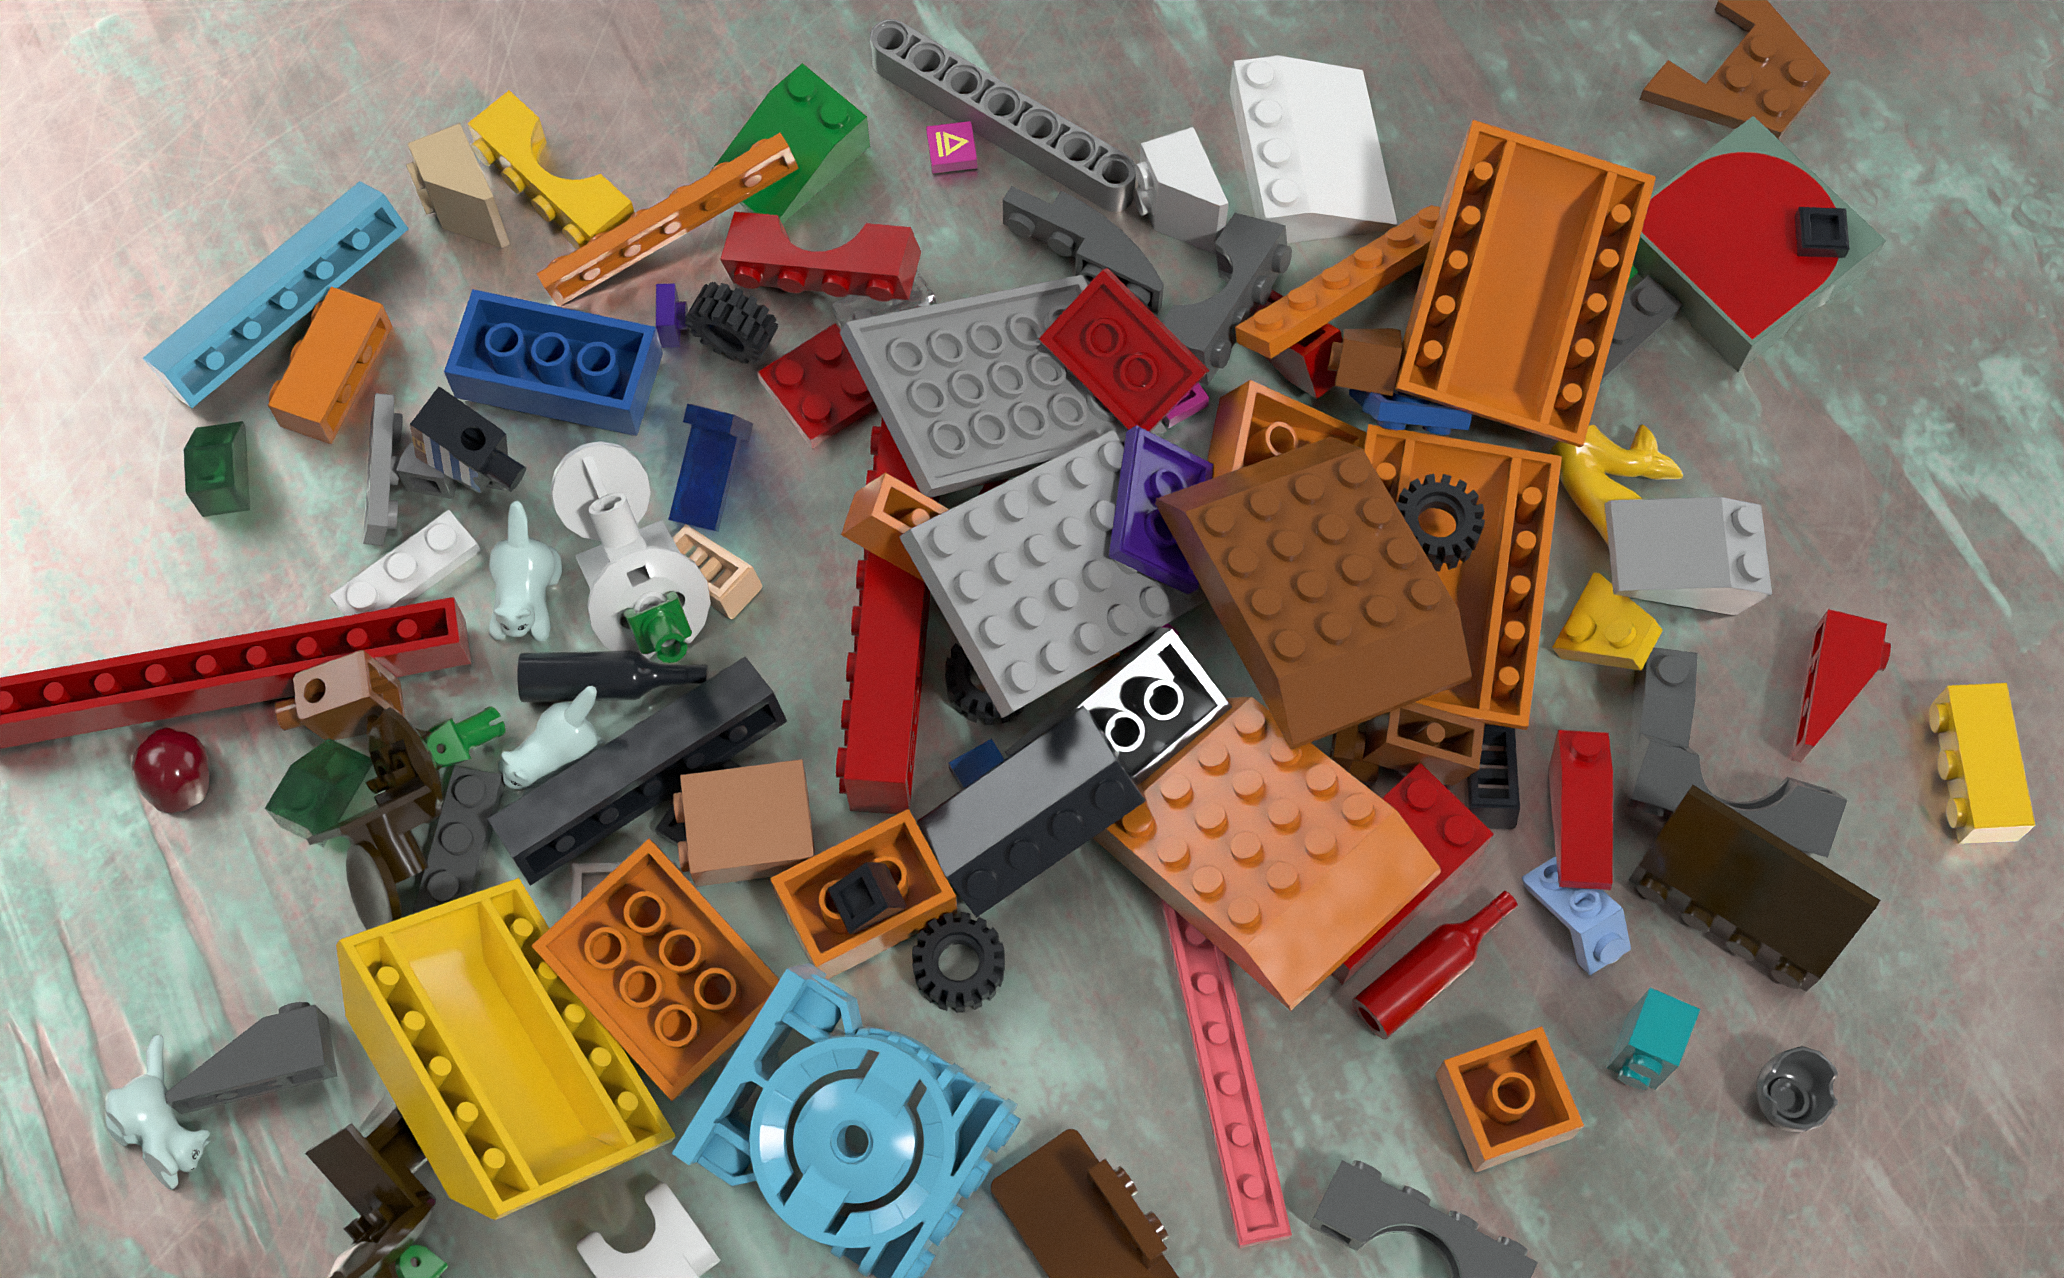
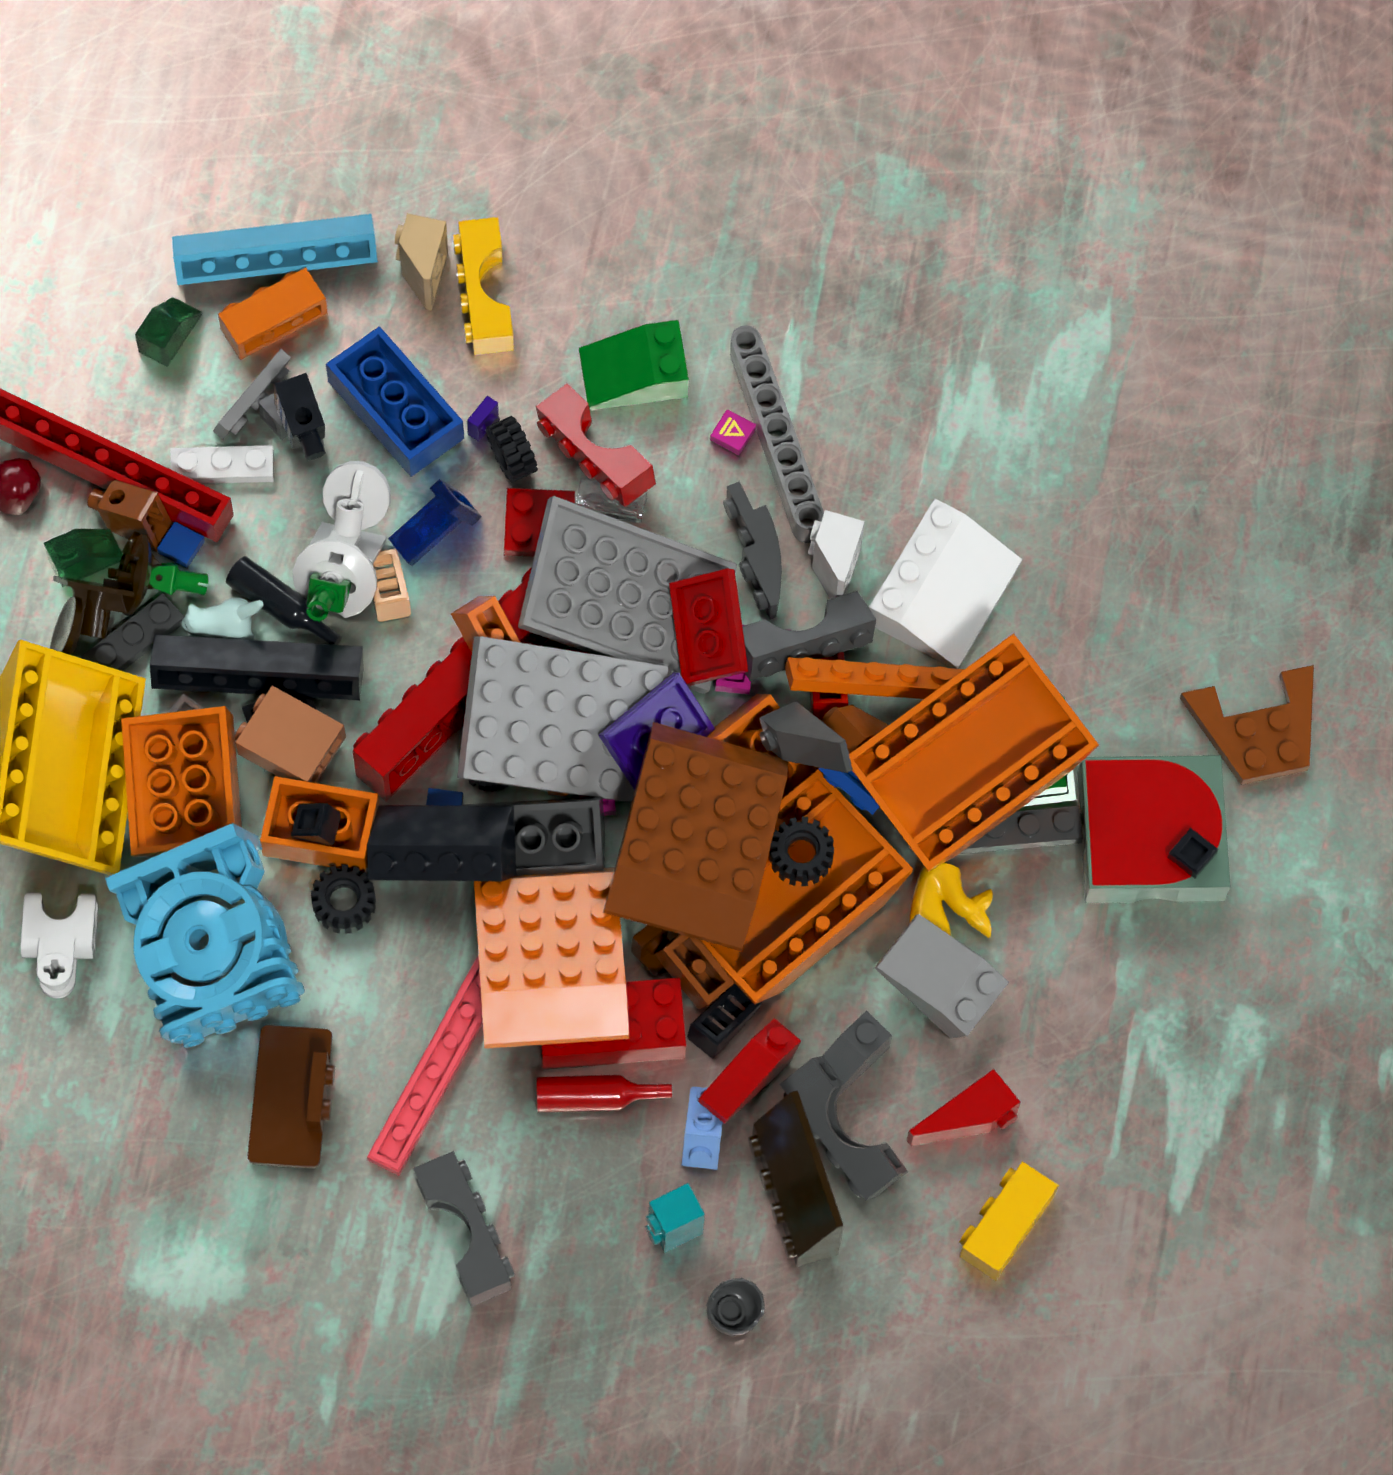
camera: 35 degrees right, 0 degrees up
(430, 696) = (180, 544): none -> blue tile
(521, 573) = (282, 511): light aqua animal -> none
(668, 220) = (526, 361): orange plate -> none
(1338, 396) = (804, 739): none -> dark grey slope
(1508, 1099) = (571, 1190): orange brick -> none
(1607, 629) = (857, 987): yellow wing -> none

